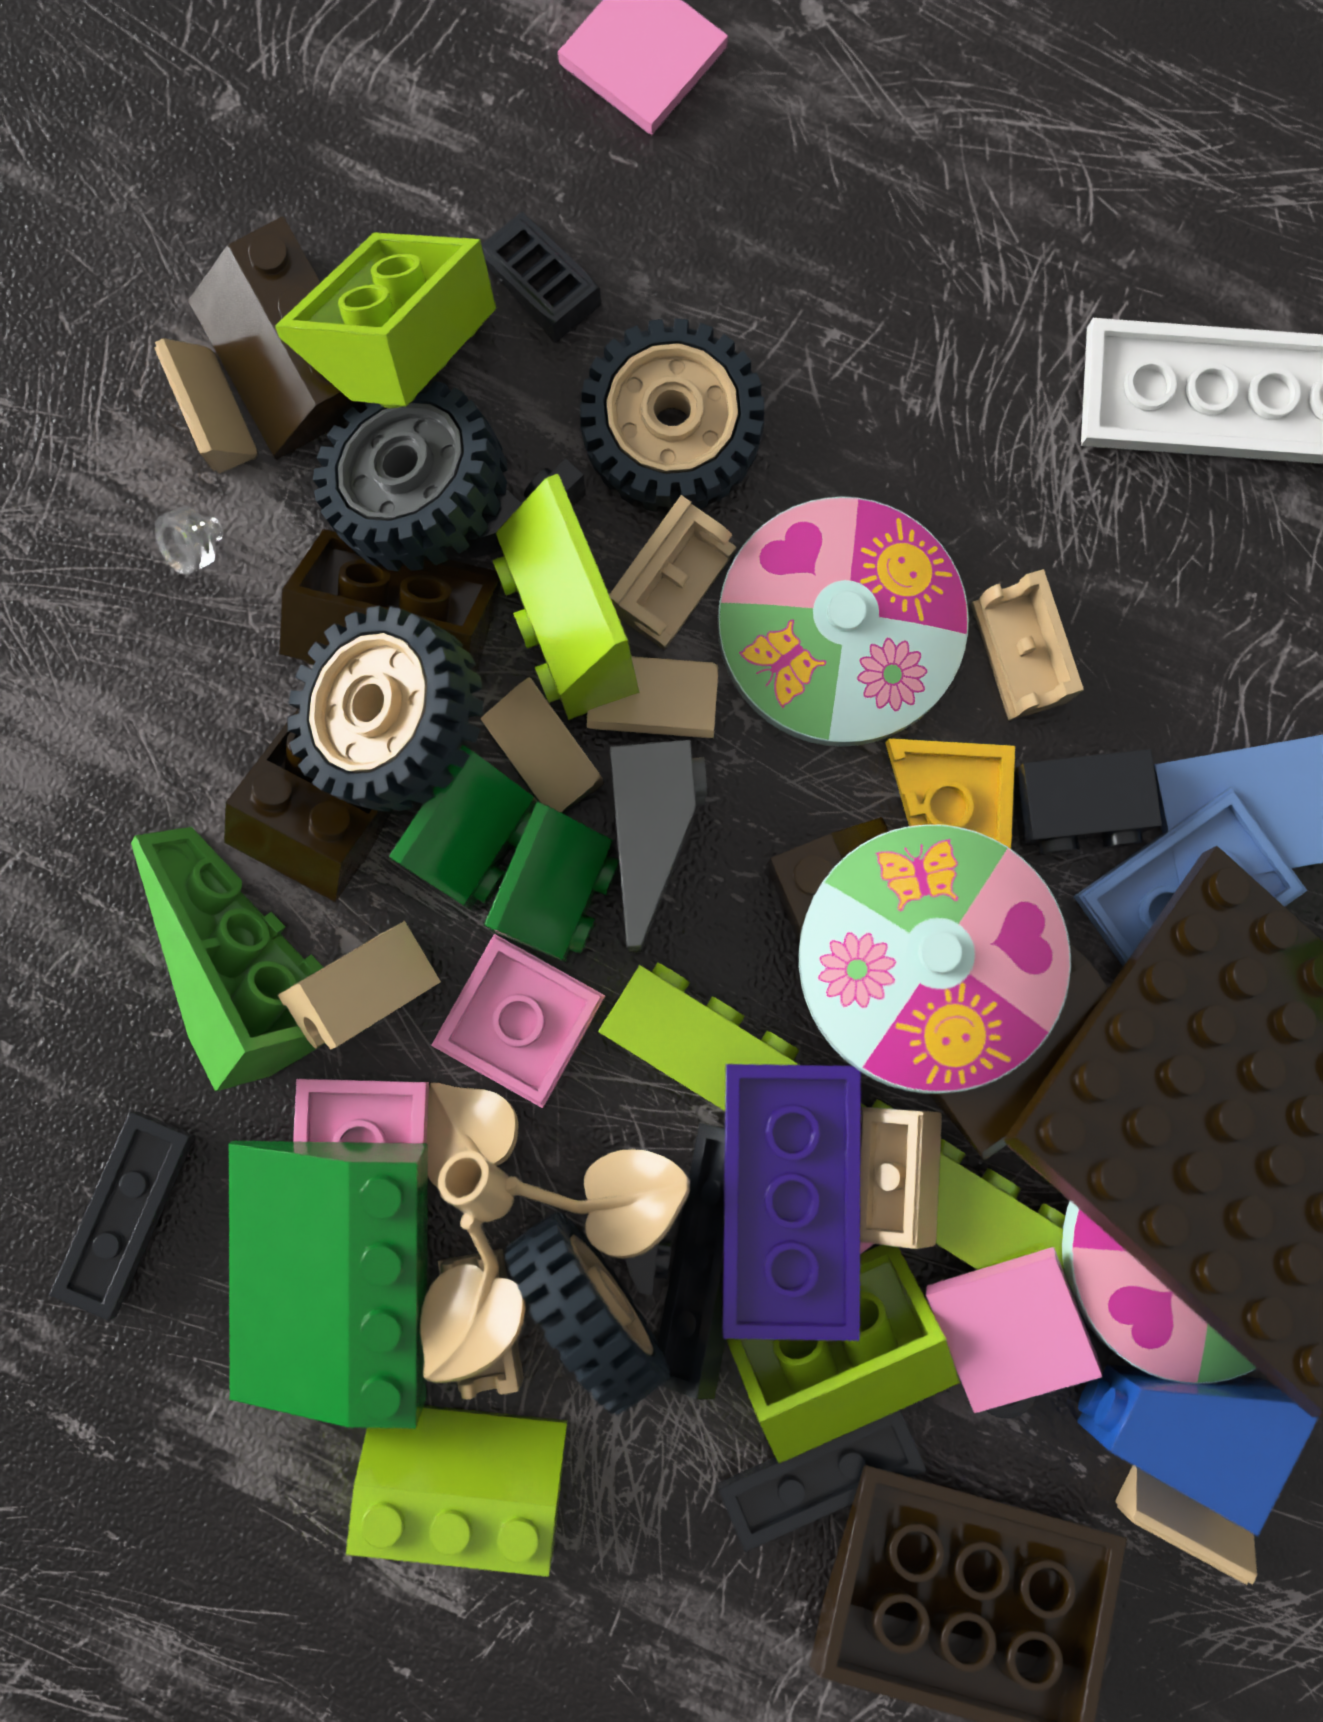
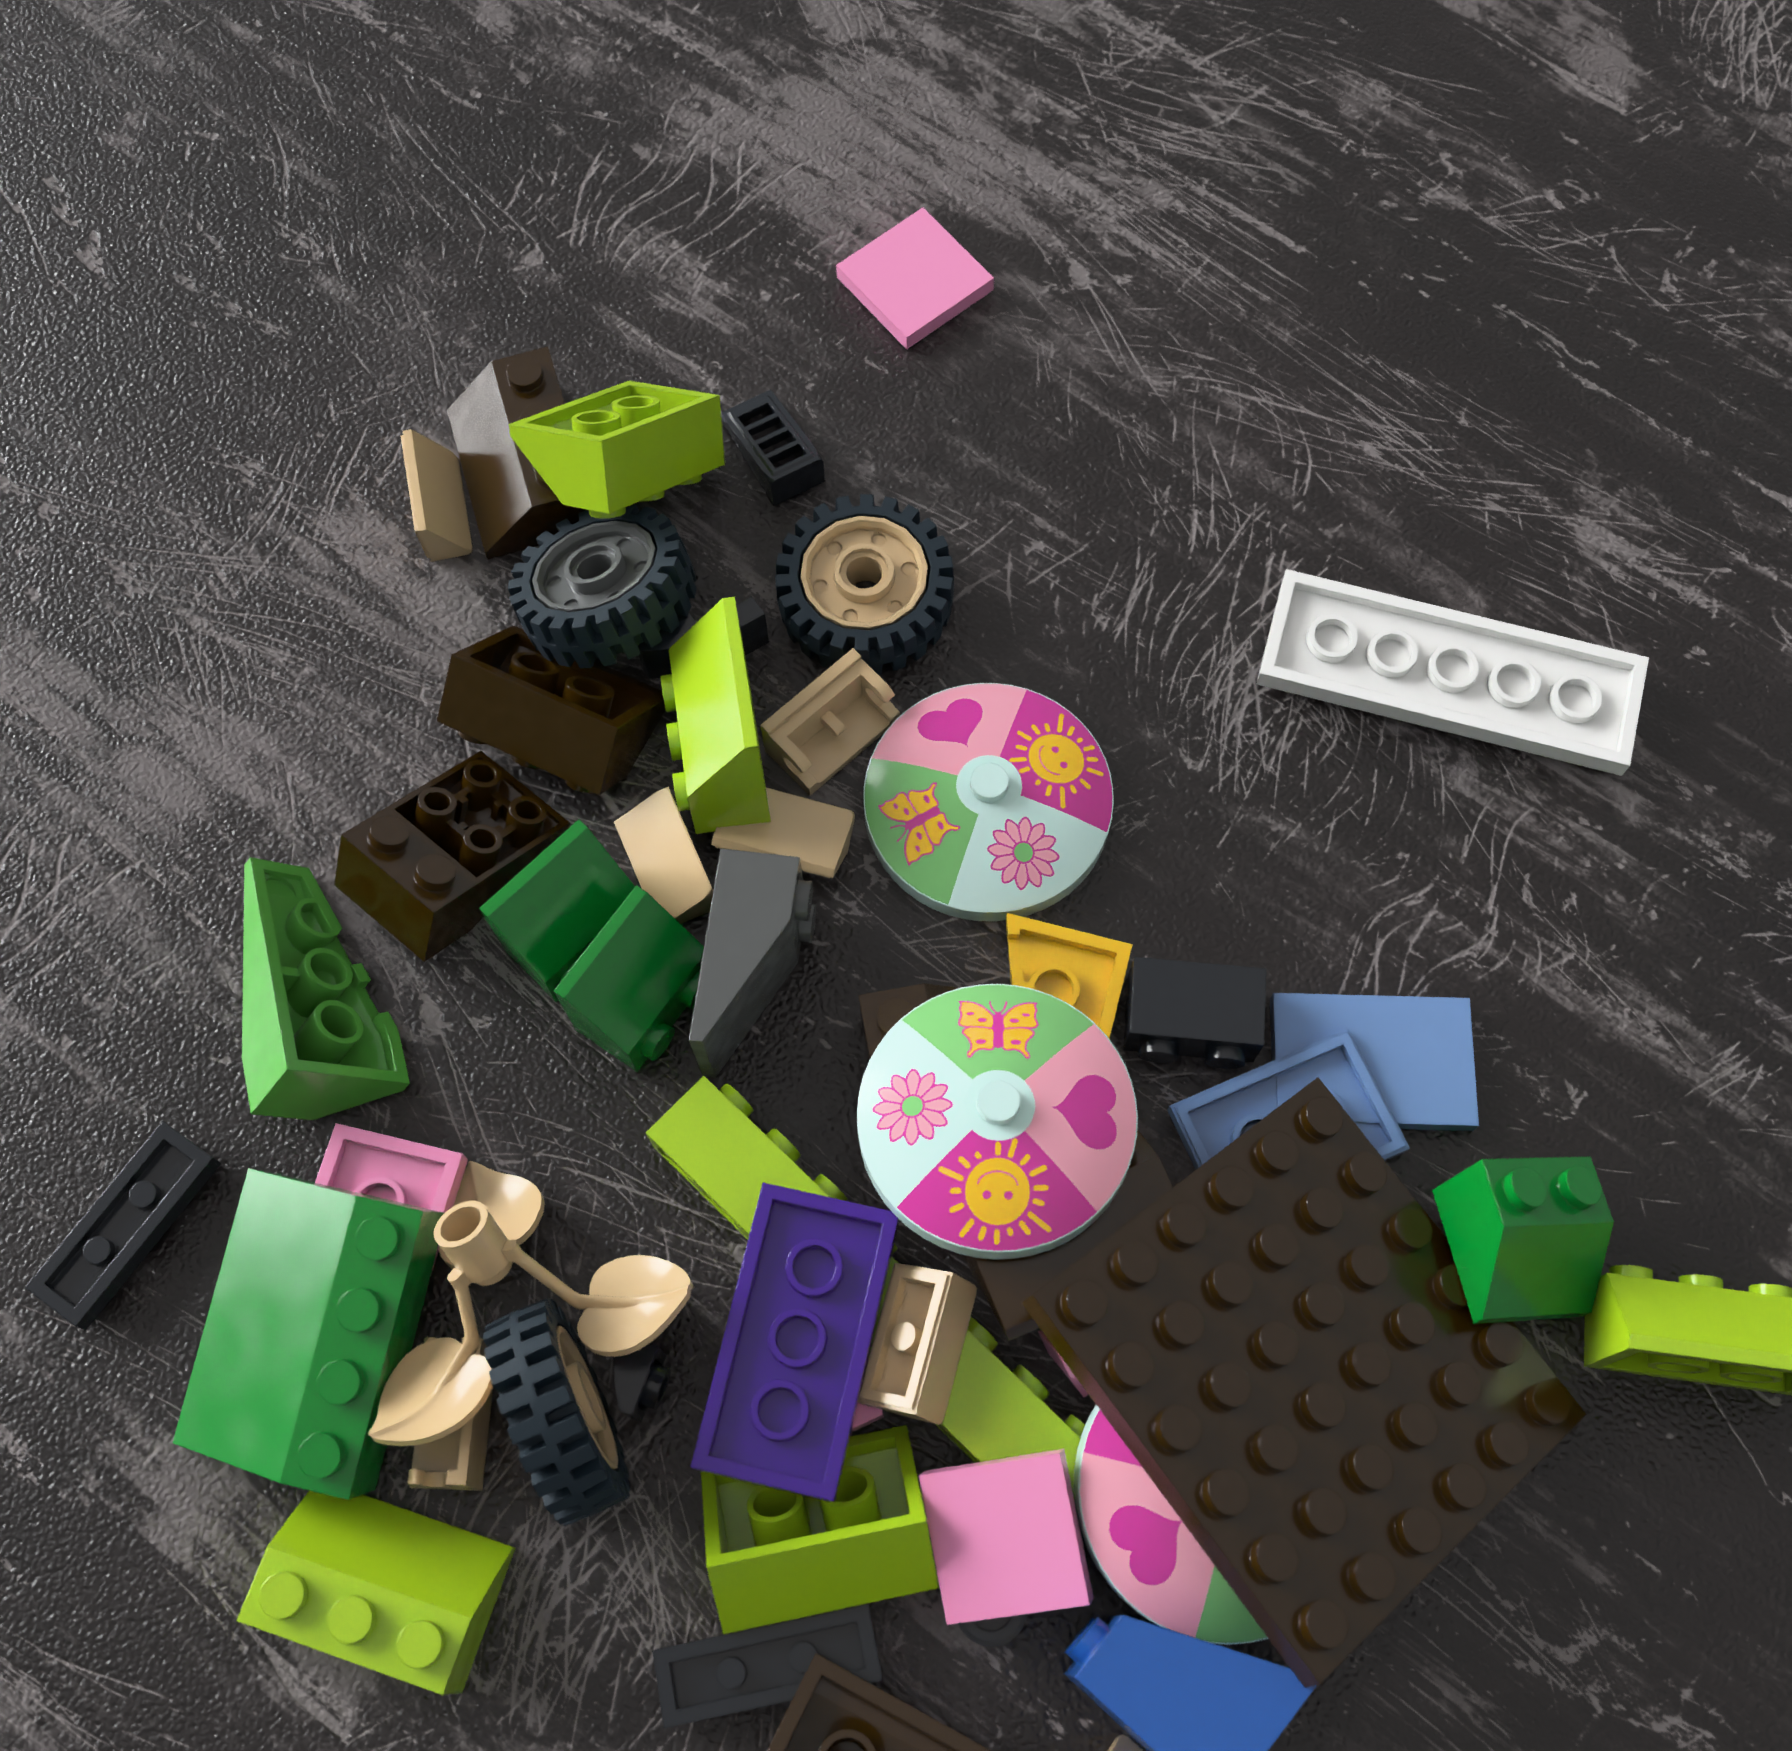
camera: 15 degrees right, 15 degrees down
(187, 539) = (383, 607): clear tile -> none
(360, 987) = (421, 1038): tan hinge -> none
(385, 709) = (513, 773): wheel -> none
(518, 1021) = (574, 1117): bright pink tile -> none
(694, 1299) = (663, 1477): black plate -> none
(1027, 646) = (1164, 855): tan hinge -> none

